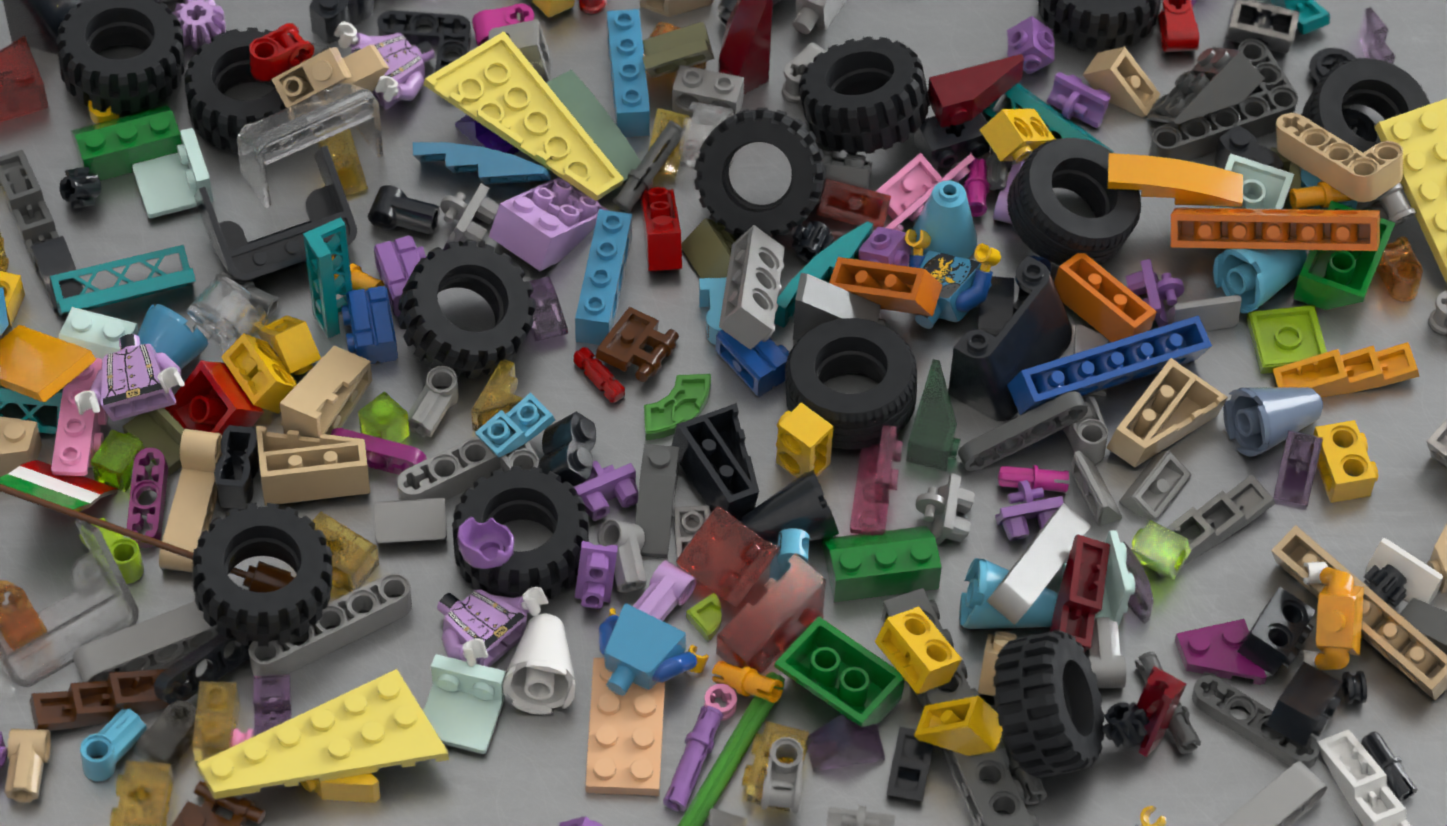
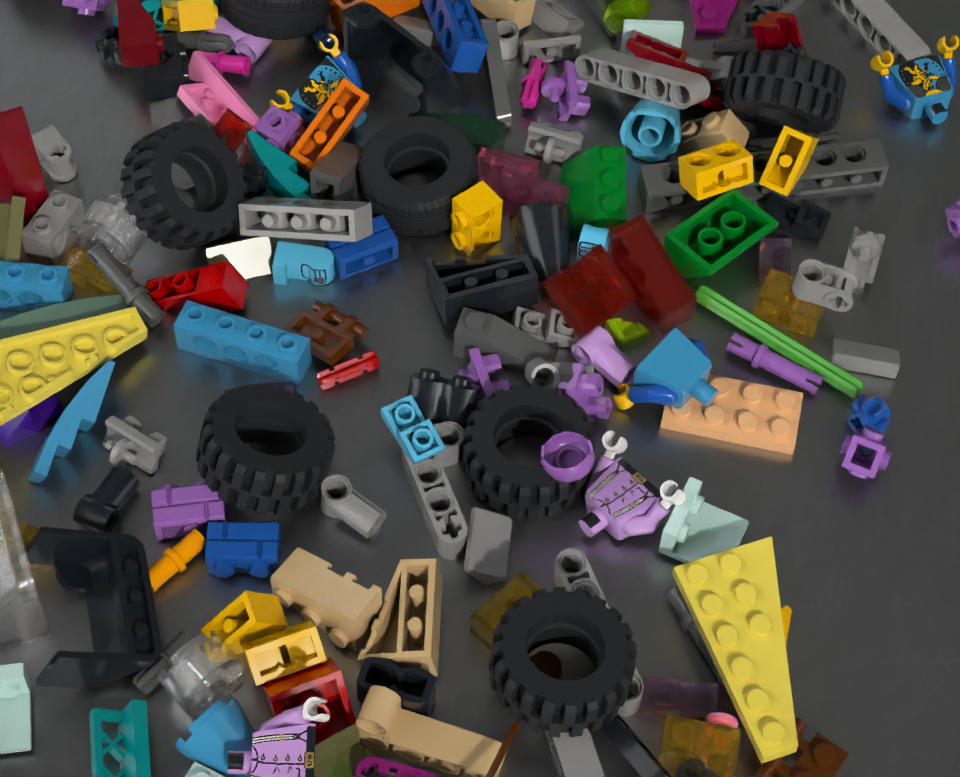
camera: 80 degrees left, 0 degrees up
(322, 270) = (208, 555): teal fence -> none
(384, 419) = (368, 551): clear neon green brick -> none
(385, 454) = (408, 547): magenta beam -> none
(496, 395) = (362, 455): clear yellow slope -> none
(541, 668) = (670, 453): white cone -> none
(545, 222) = (162, 381): lavender slope -> none
(682, 404) = (397, 315): bright green tile -> none
(727, 695) = (717, 345): bright pink bush -> none
(747, 681) = (708, 307): light orange pin -> none
(864, 95) = (93, 79): black tyre -> none
(948, 221) = (262, 76): medium azure cone -> none

